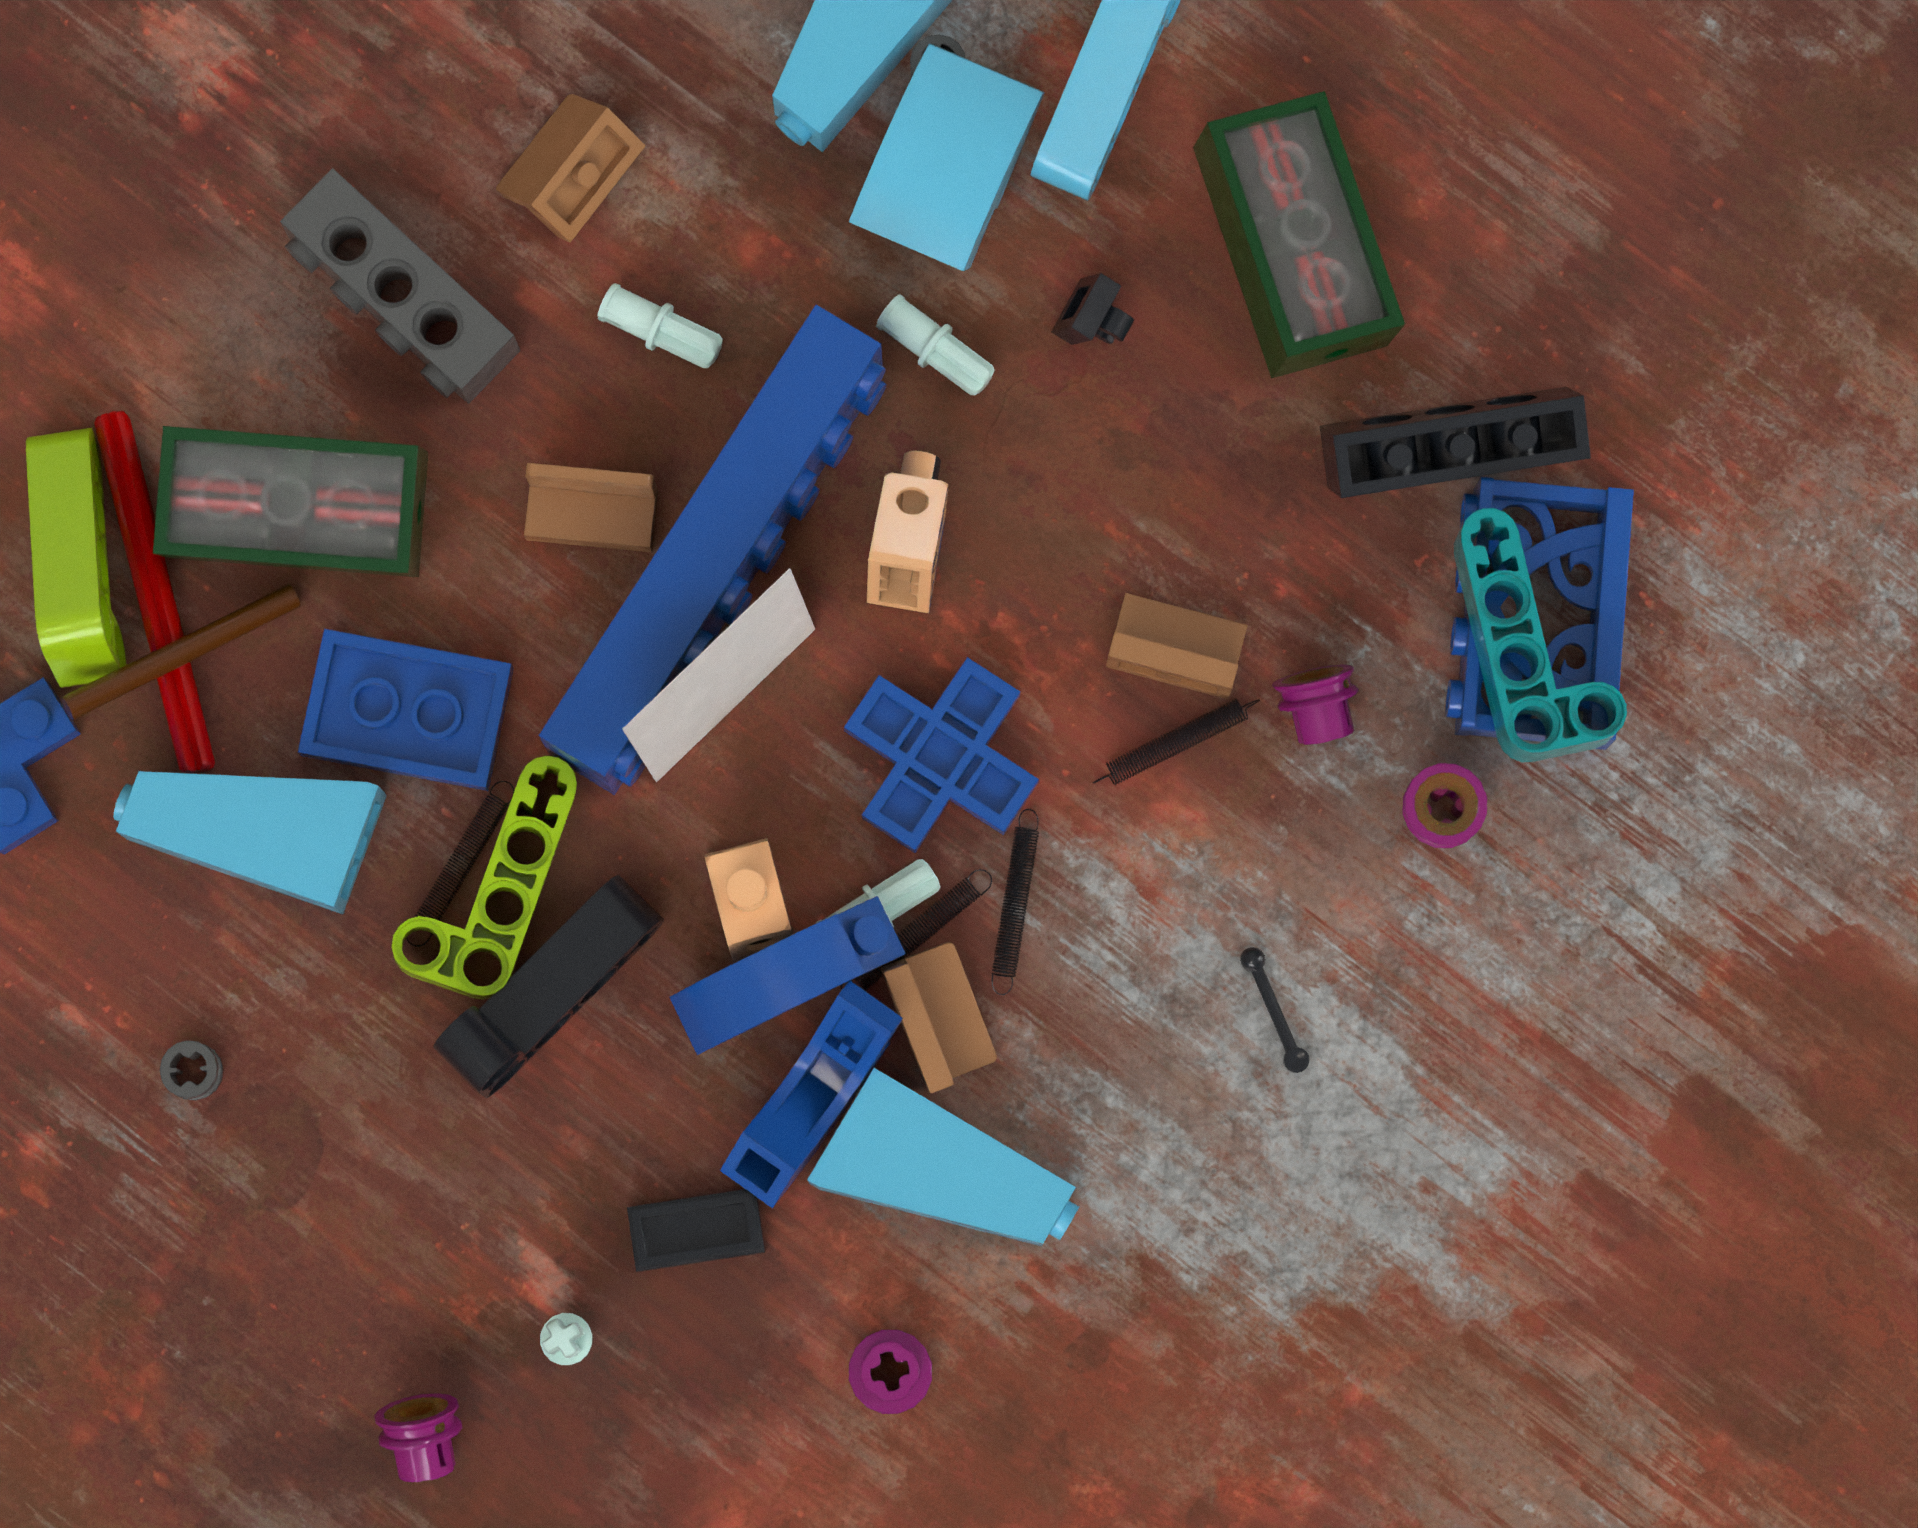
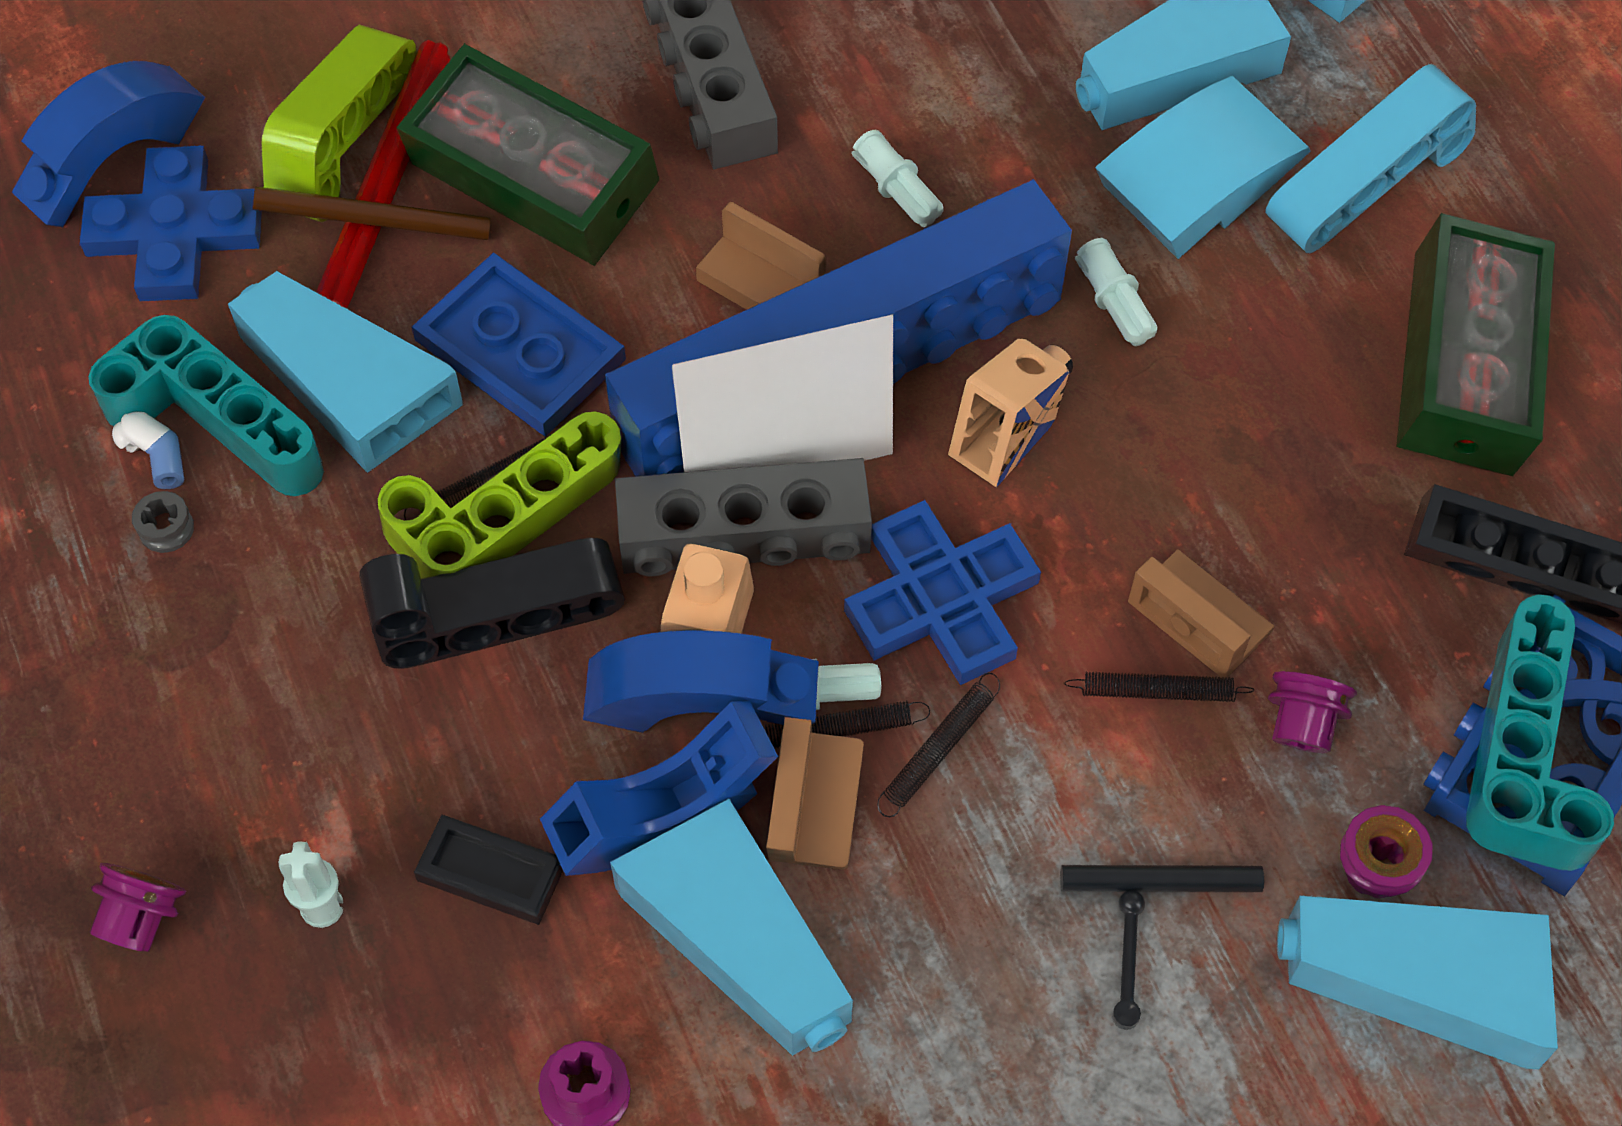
camera: 30 degrees right, 20 degrees down
(130, 995) = (162, 444): none -> arm
(172, 937) = (193, 364): none -> teal beam
(571, 165) = (899, 47): medium nougat panel -> none
(791, 710) = (767, 494): none -> dark grey brick
(1092, 314) = (1265, 327): black tile -> none
(1266, 923) = (1161, 878): none -> black bar
(1534, 886) = (1431, 968): none -> medium azure slope

